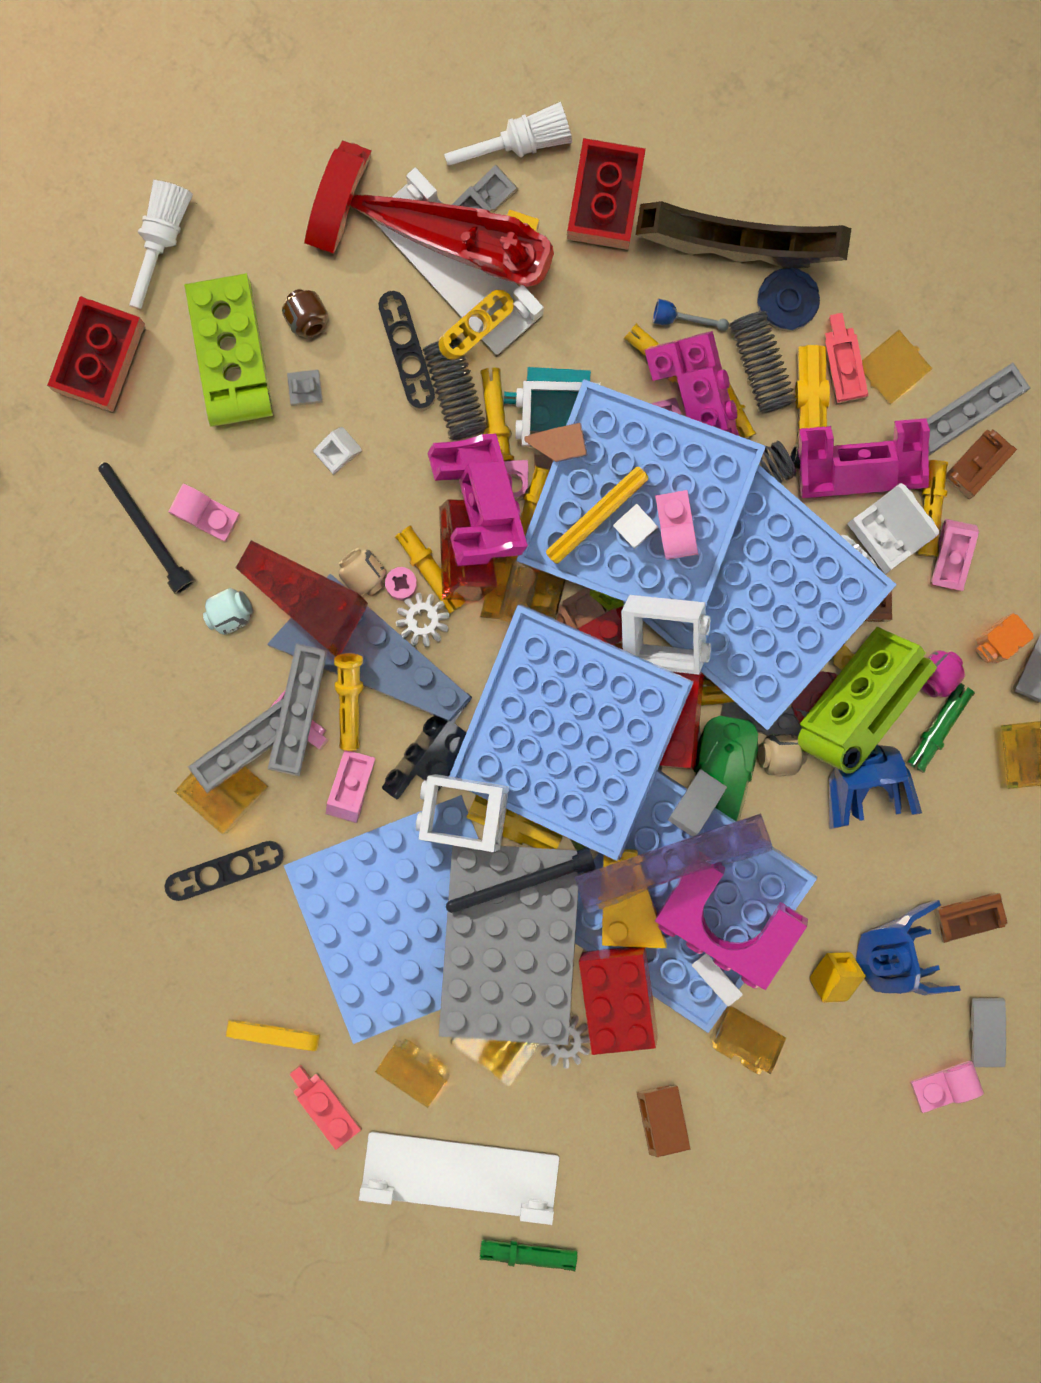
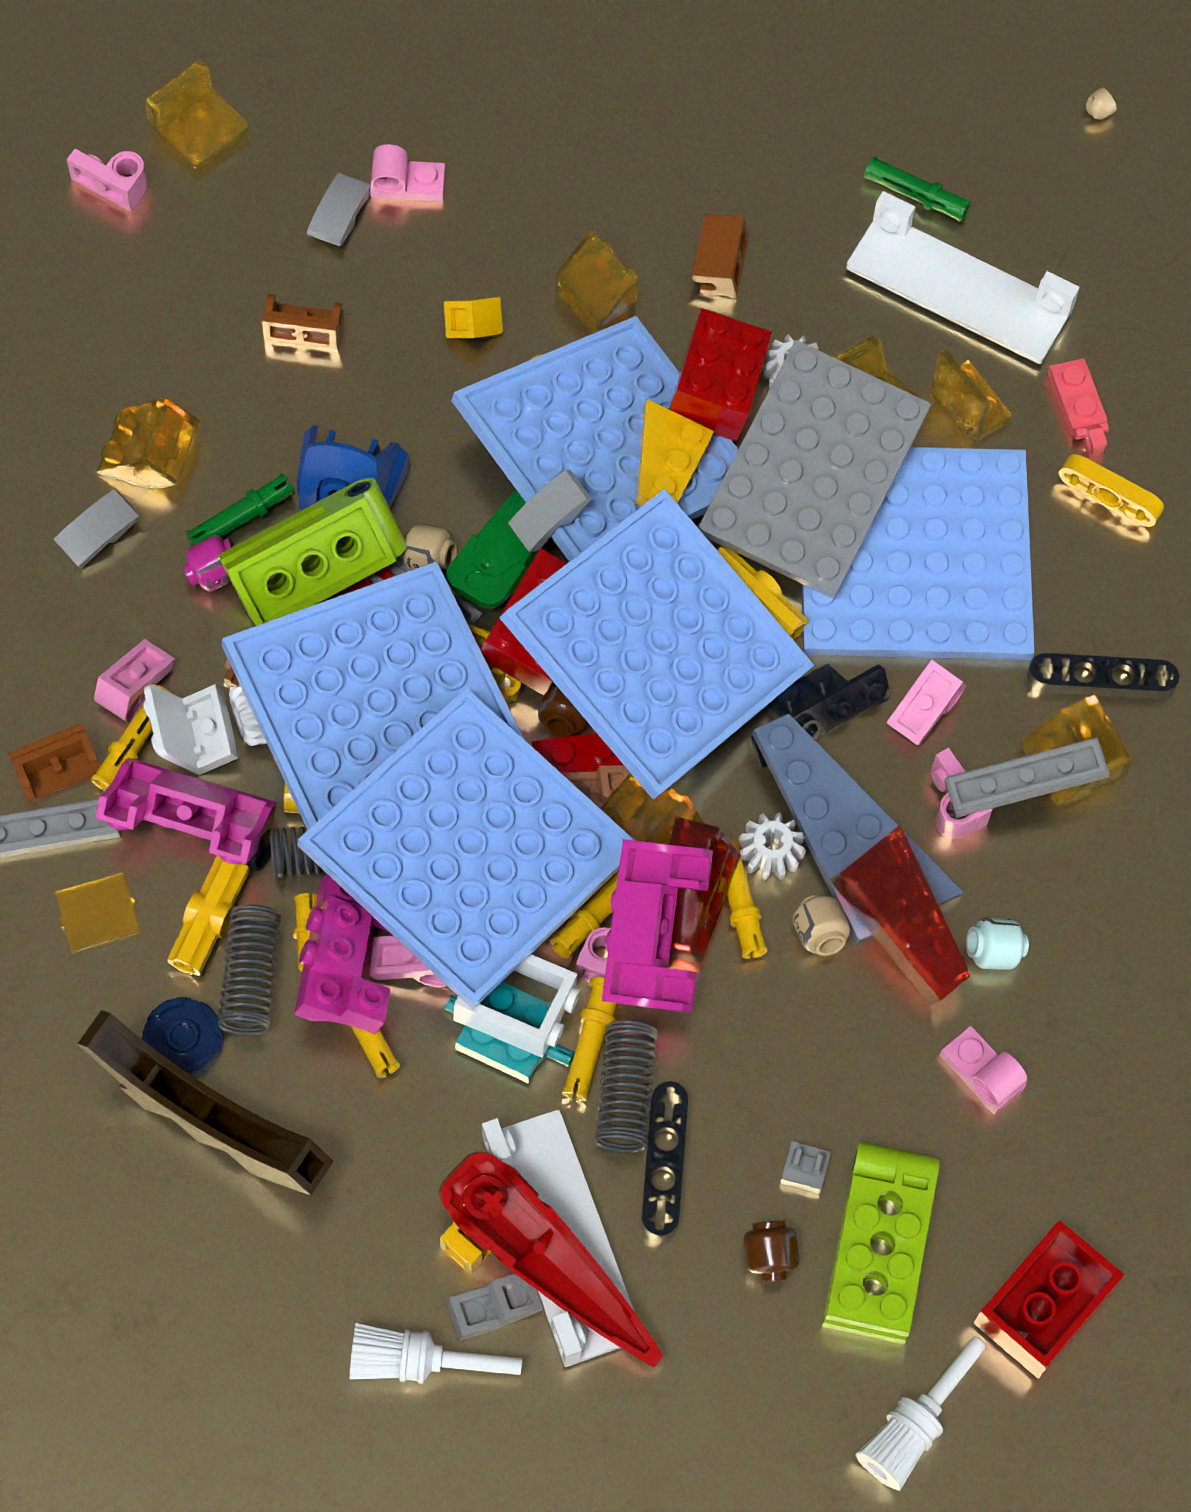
camera: 160 degrees left, 20 degrees down
(178, 577) = (1041, 1005): black piece -> none
(297, 710) = (959, 786): light grey tile -> none
(335, 196) = (672, 1375): red arch -> none
(337, 450) = (794, 1080): white slope -> none
(348, 688) = (890, 795): yellow pin -> none
(405, 587) = (779, 905): bright pink wheel -> none
(473, 337) = (593, 1118): yellow beam -> none
(494, 815) = (797, 636): white window -> none
(560, 443) = (534, 944): nougat slope -> none
(580, 863) = (704, 508): black piece -> none
(597, 515) = (525, 847): yellow axle -> none
(605, 193) = (344, 1238): red brick -> none
(635, 526) = (487, 813): white slope -> none
(666, 313) = (335, 1076): hinge -> none
(669, 658) = (518, 685): white window -> none
(676, 525) = (440, 795): bright pink plate -> none
(701, 852) = (662, 458): clear purple arch -> none
(717, 979) = (604, 354): white sticker -> none
(754, 959) = (558, 347): dark pink arch -> none
(845, 361) = (152, 937): coral hinge -> none
(890, 956) = (411, 310): blue piece -> none
(1003, 639) = (128, 562): orange brick -> none

